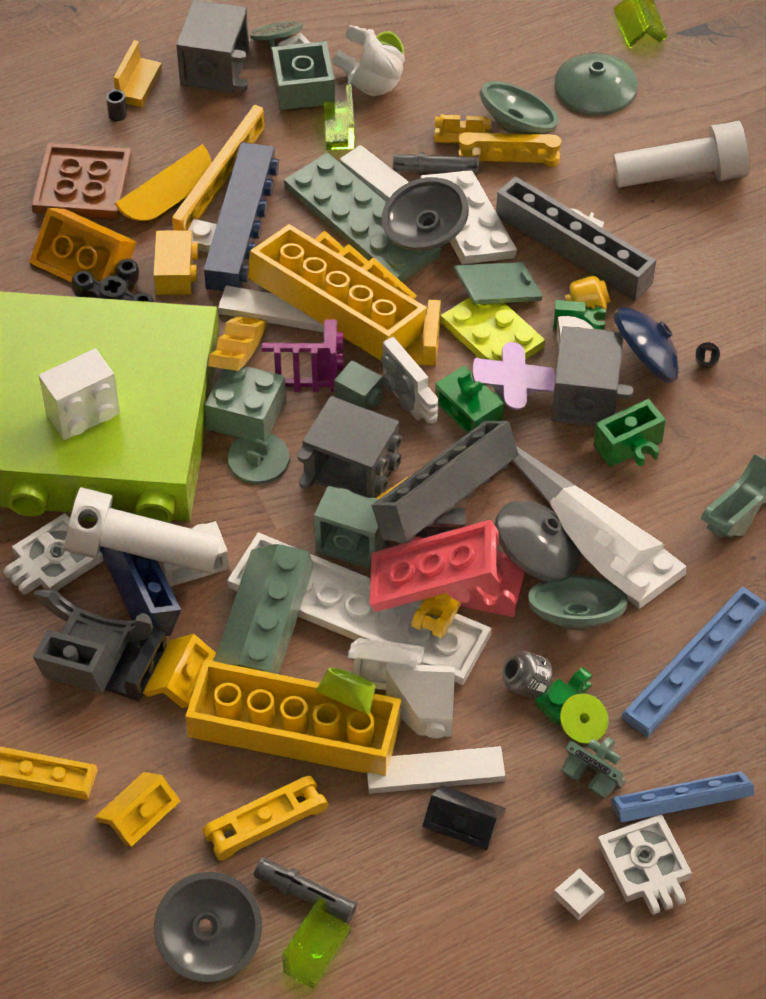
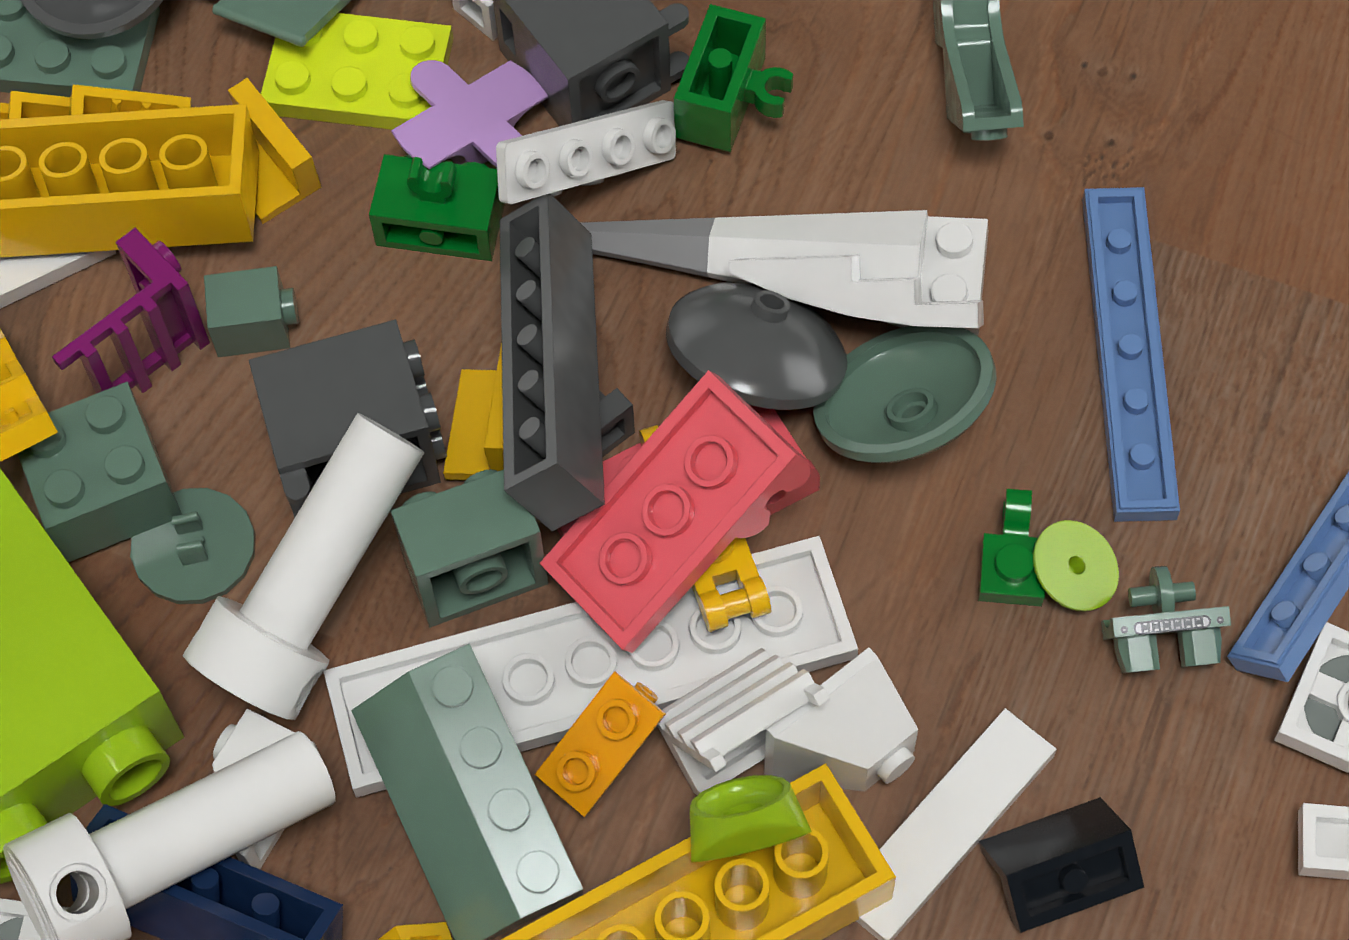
camera: 40 degrees left, 10 degrees up
(243, 502) = (265, 644): none -> white piece
(330, 630) = (601, 742): none -> light orange hinge
(408, 382) = (328, 245): white piece -> none
(527, 674) = (944, 565): flat silver head -> none
(539, 418) = (585, 151): none -> white bracket

